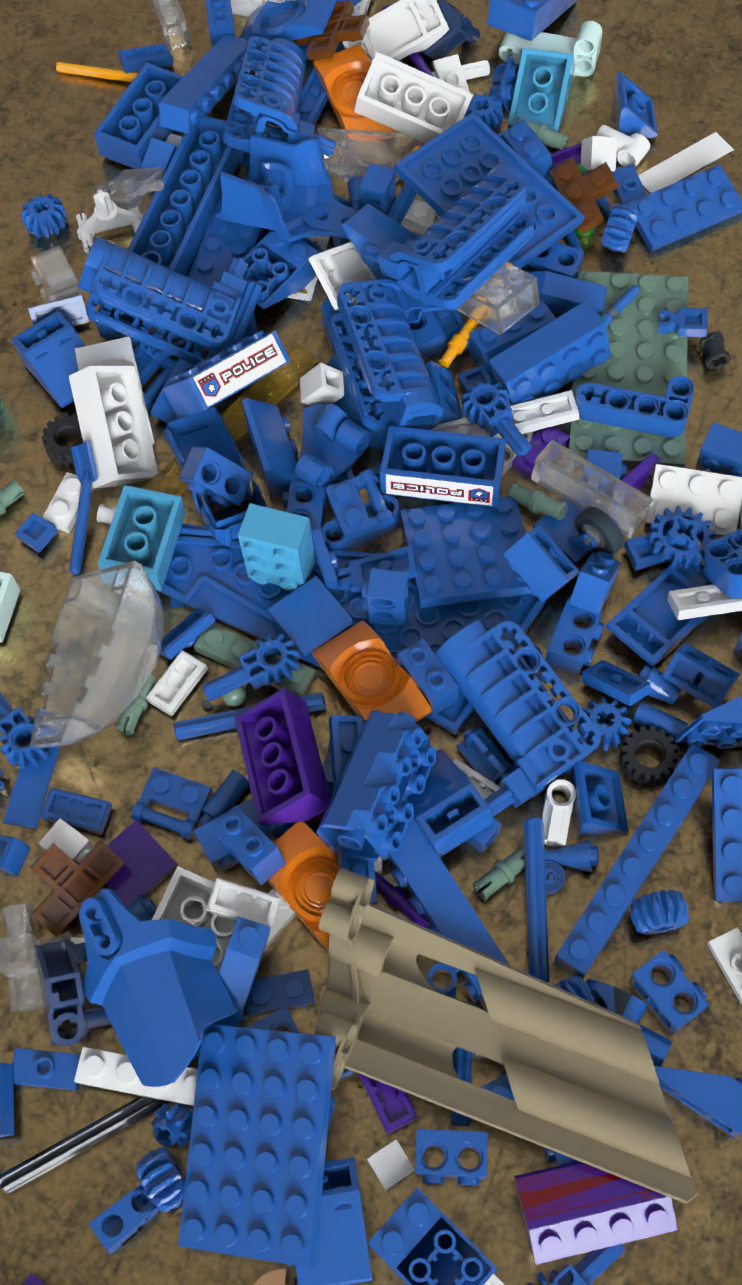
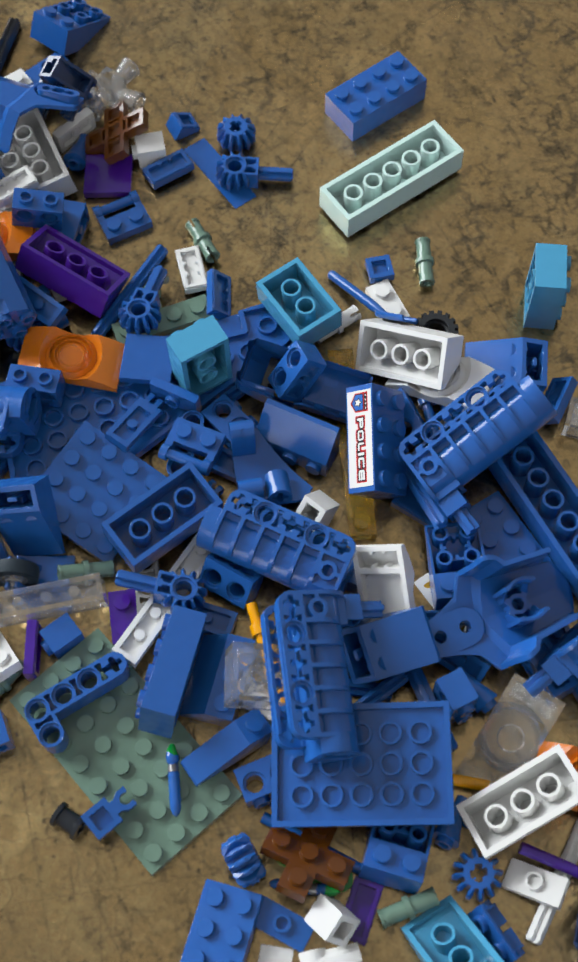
camera: 130 degrees right, 0 degrees up
(102, 654) = (232, 223): clear windscreen -> none
(224, 797) = (94, 237): blue cylinder -> none
(386, 597) = (105, 399): blue brick -> none

